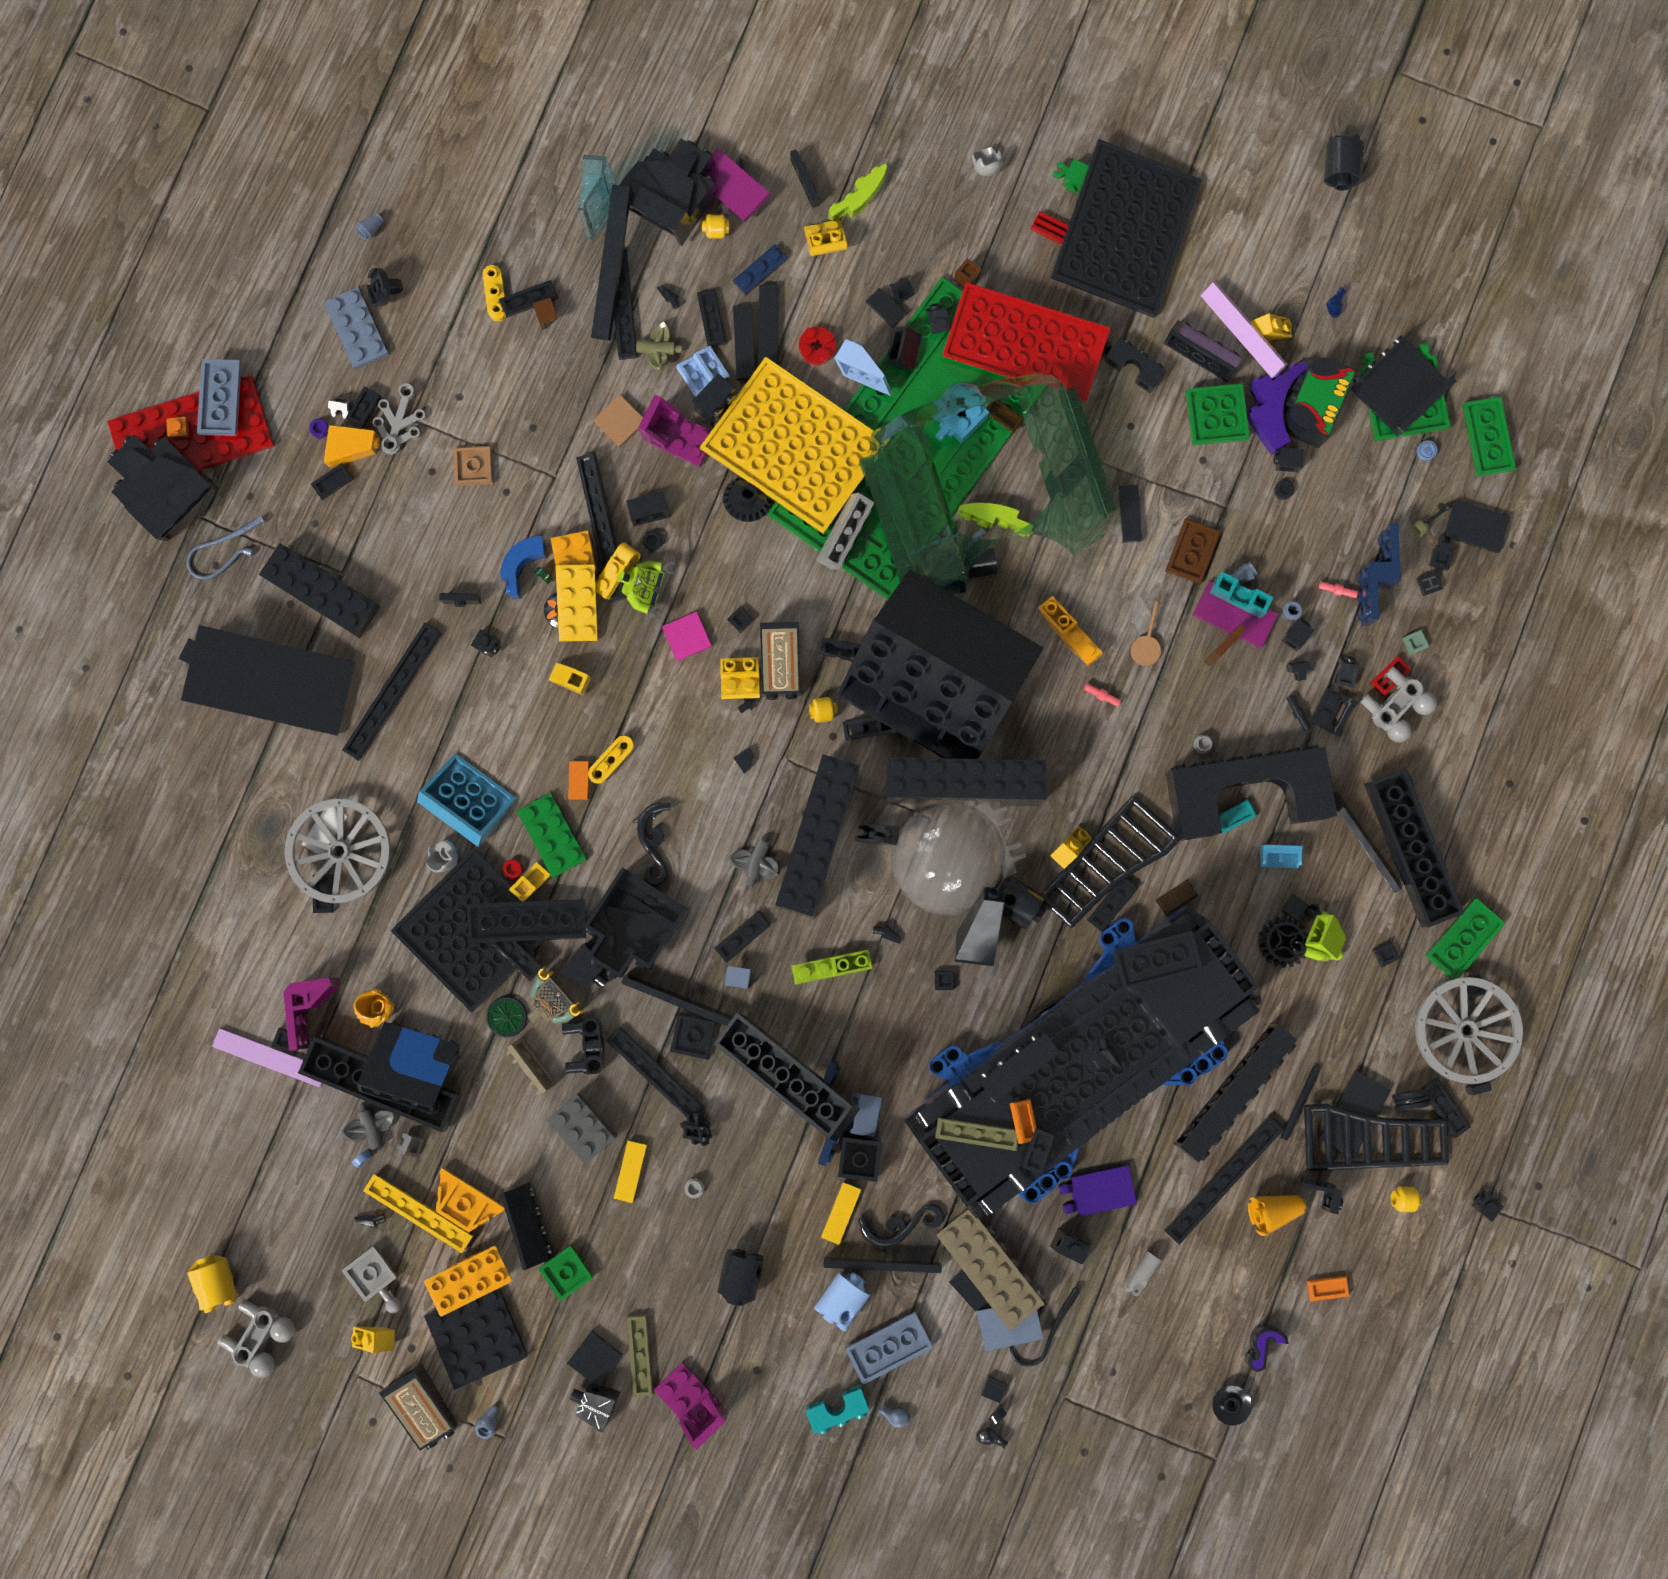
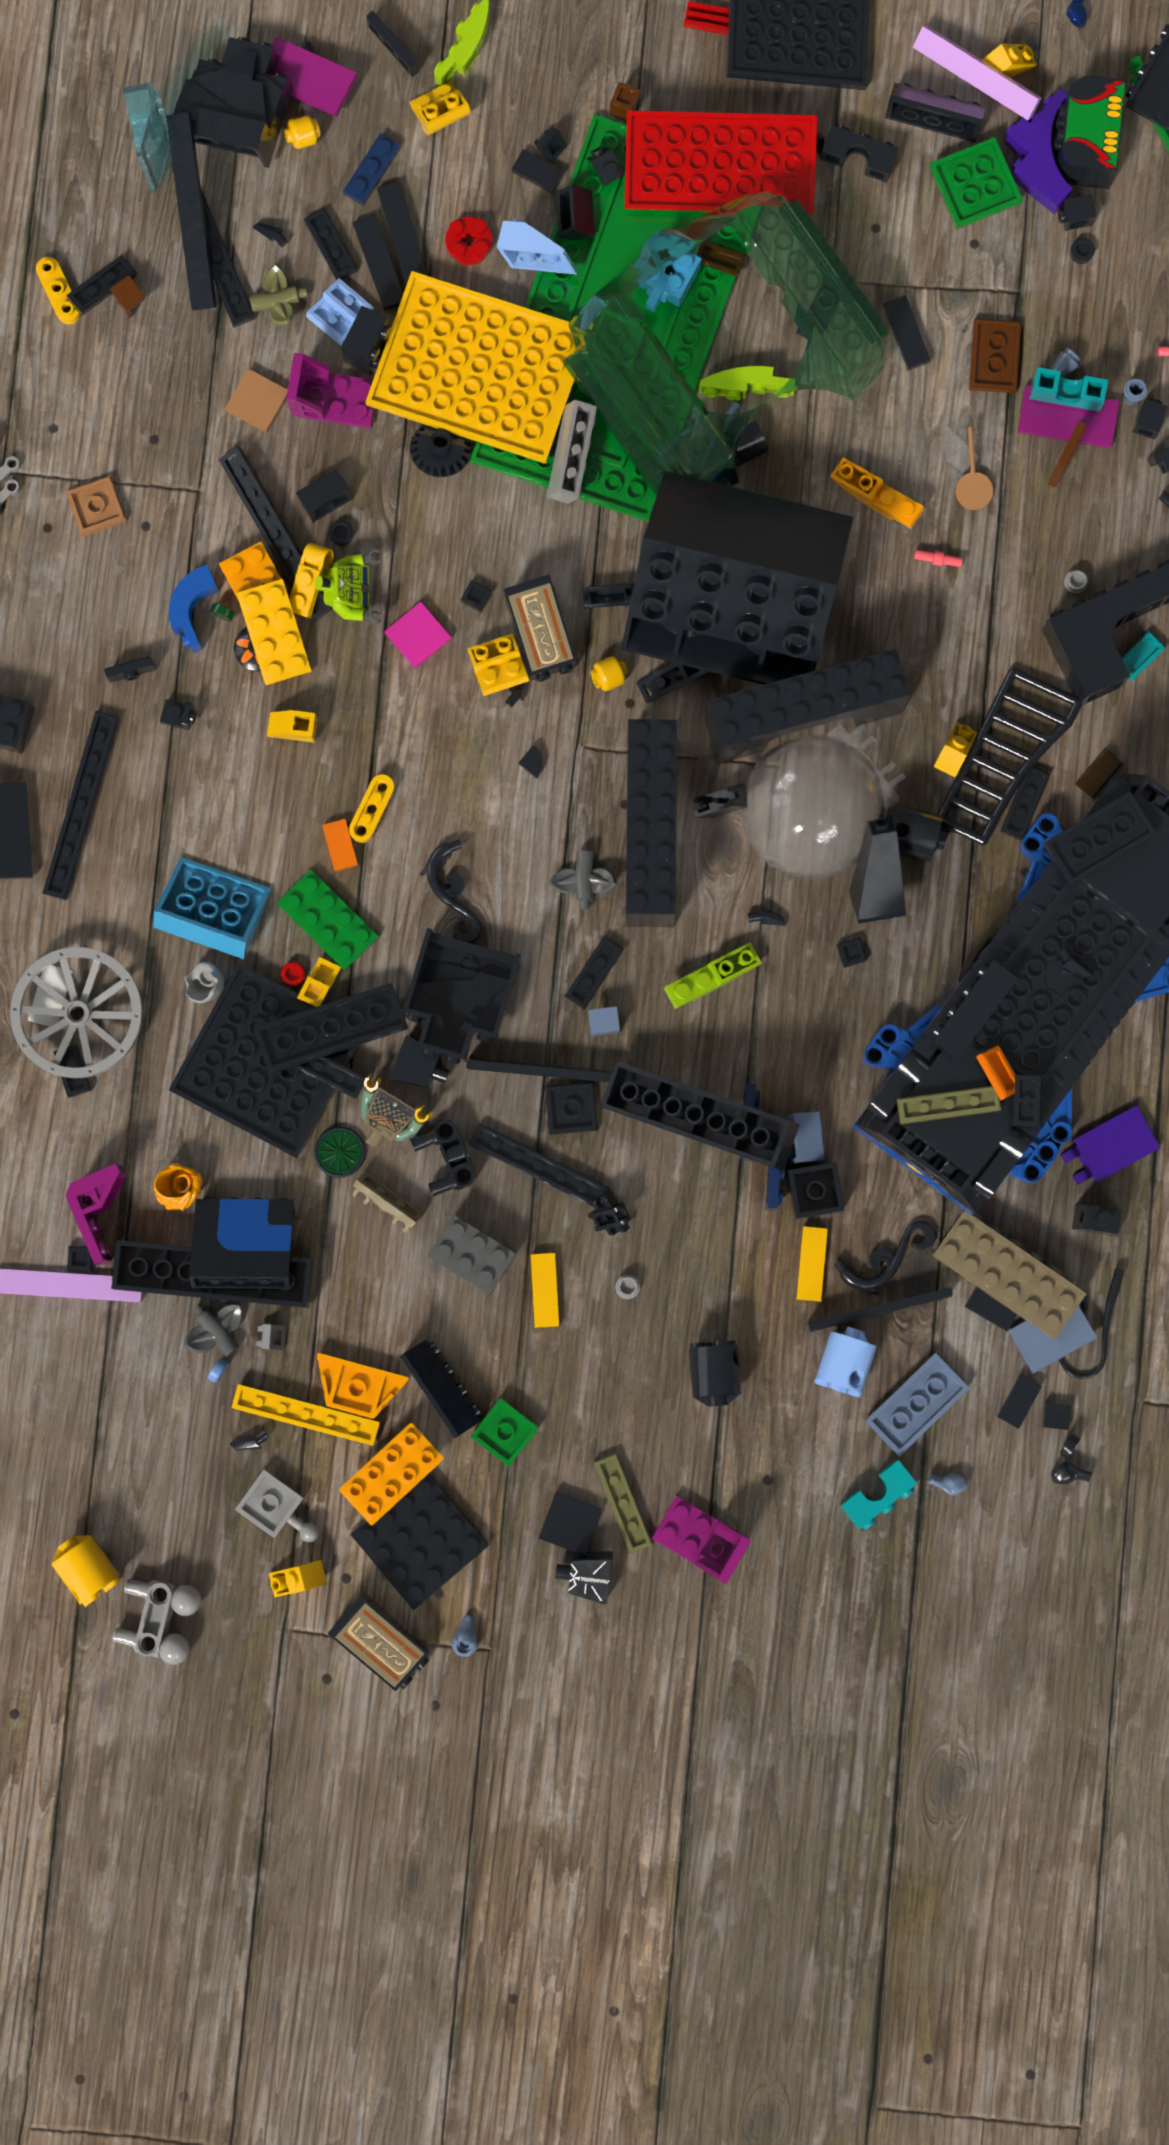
camera: 15 degrees left, 0 degrees up
(968, 1368) = (1019, 1401): none -> black tile

